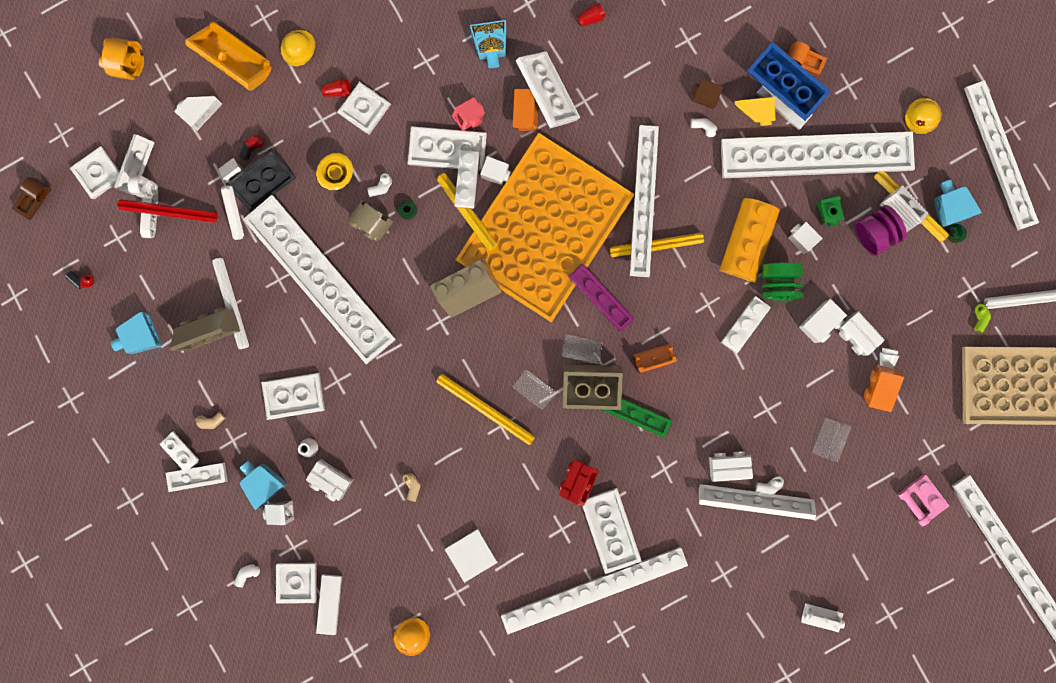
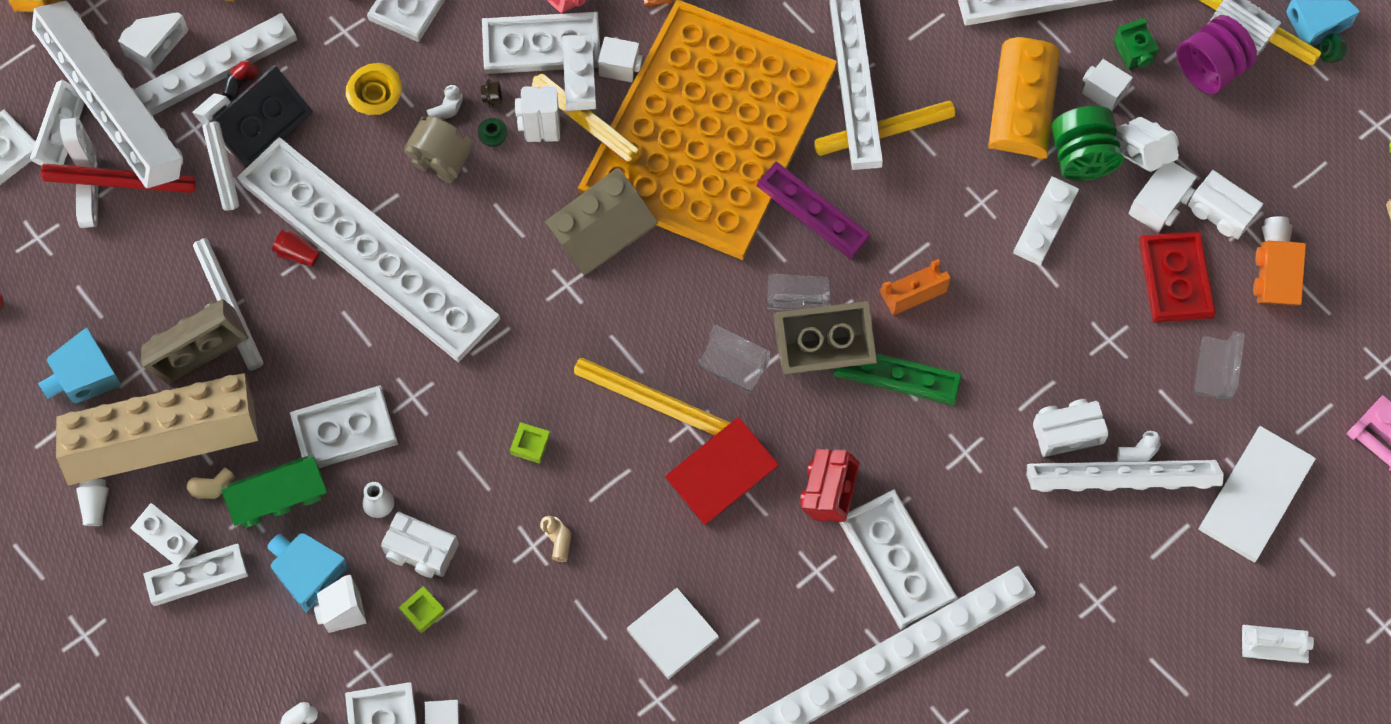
camera: 15 degrees left, 20 degrees down
(139, 420) = (92, 501): none -> white cone
(164, 149) = (107, 94): none -> white brick
(178, 385) = (155, 429): none -> tan brick
(234, 134) = (215, 64): none -> white plate
(246, 433) = (274, 491): none -> green brick
(275, 273) = (294, 248): none -> red cone
(326, 519) = (422, 609): none -> lime plate
(403, 424) = (530, 442): none -> lime plate
(410, 182) = (491, 93): none -> dark brown plate
(437, 206) = (538, 113): none -> white brick
(515, 462) = (721, 471): none -> red tile
(818, 375) = (1176, 277): none -> red tile
(820, 287) = (1147, 144): none -> white brick
(834, 524) = (1257, 494): none -> white tile

